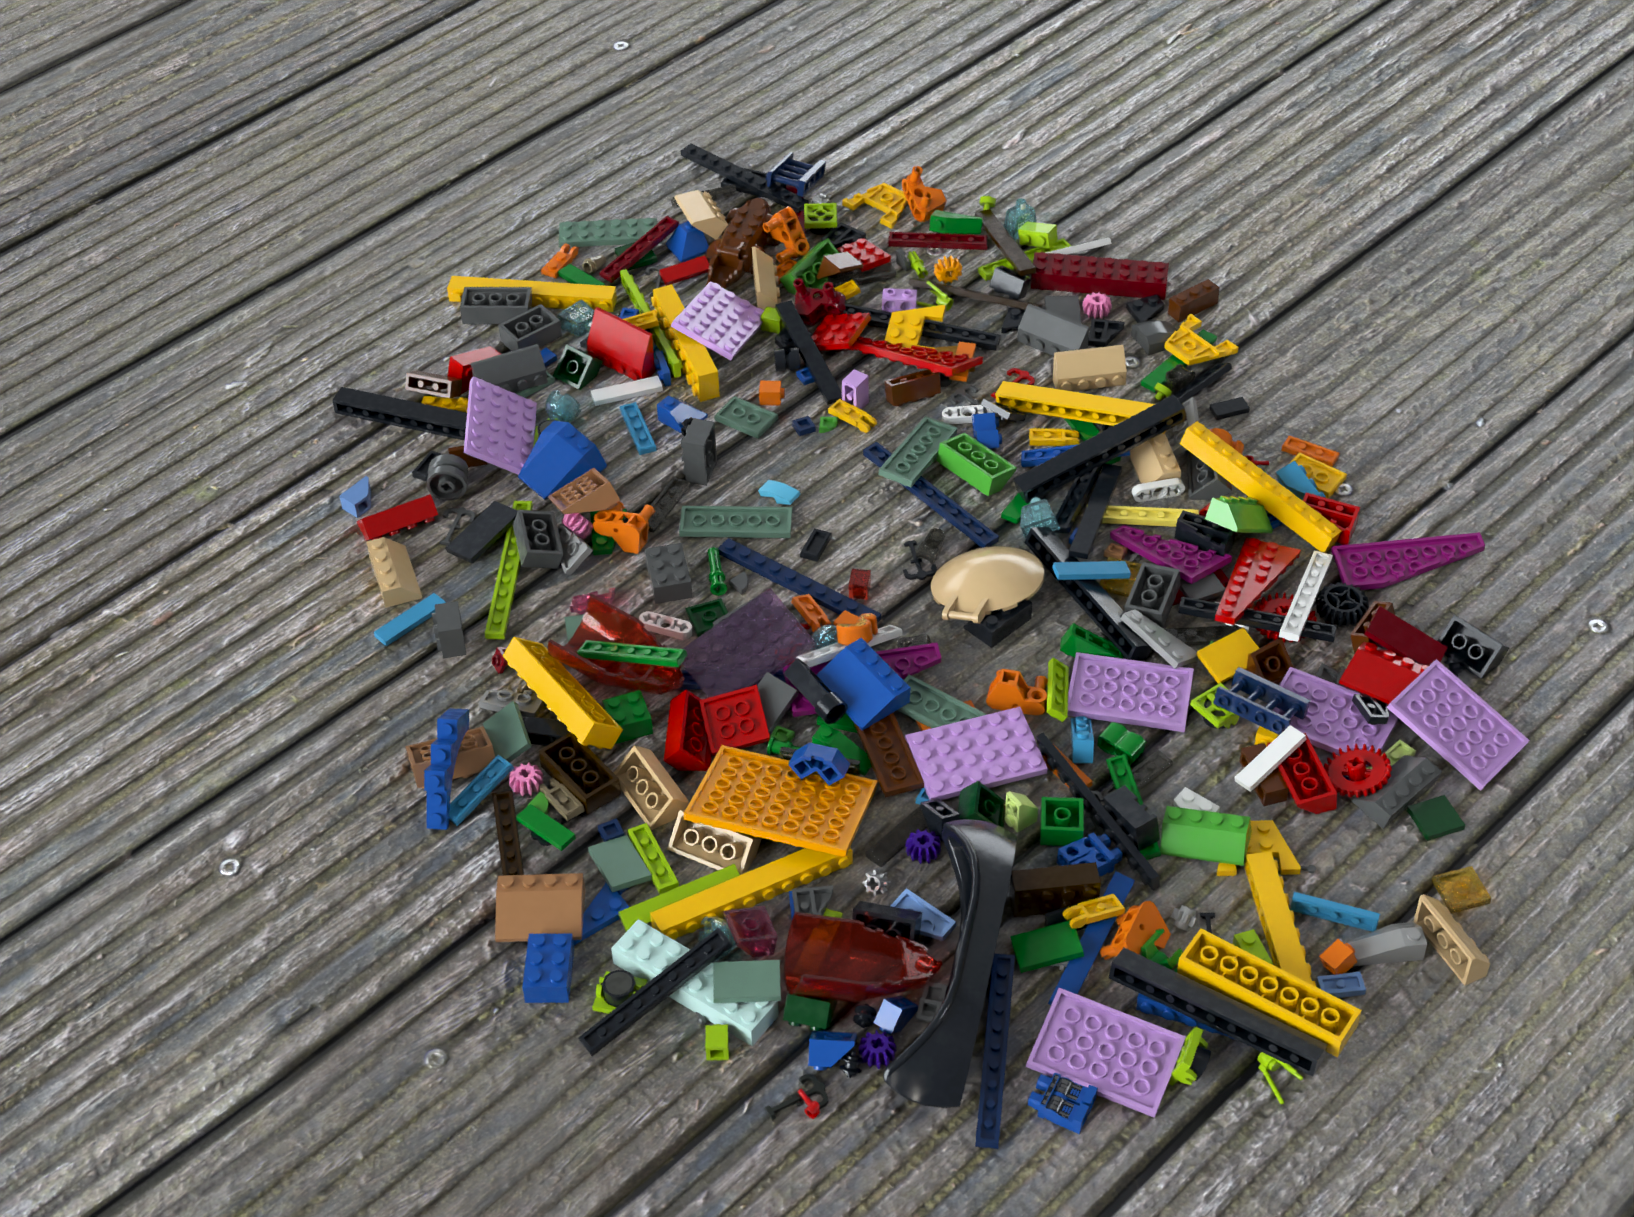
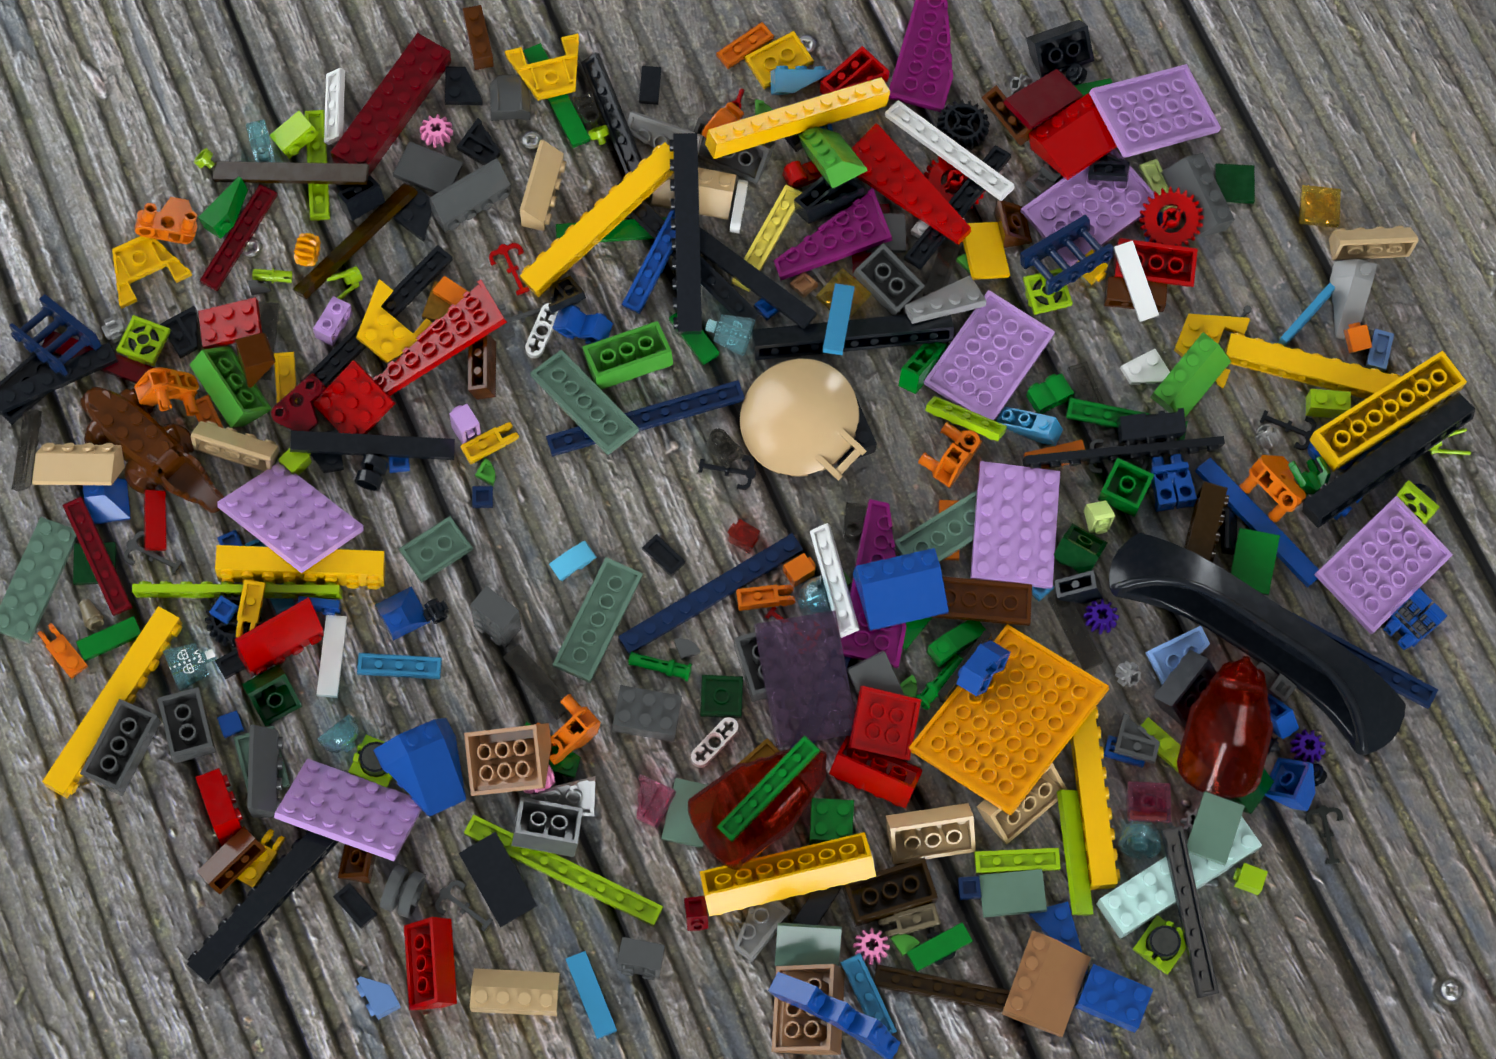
camera: 75 degrees left, 25 degrees up
(771, 393) = (415, 509): orange brick -> none
(813, 1107) = (1346, 825): red hand -> none
(826, 703) = (892, 635): black beam -> none
(864, 628) = (834, 561): orange animal -> none
(1053, 437) = (615, 267): yellow hinge -> none
(1094, 911) = (1240, 504): yellow hinge -> none

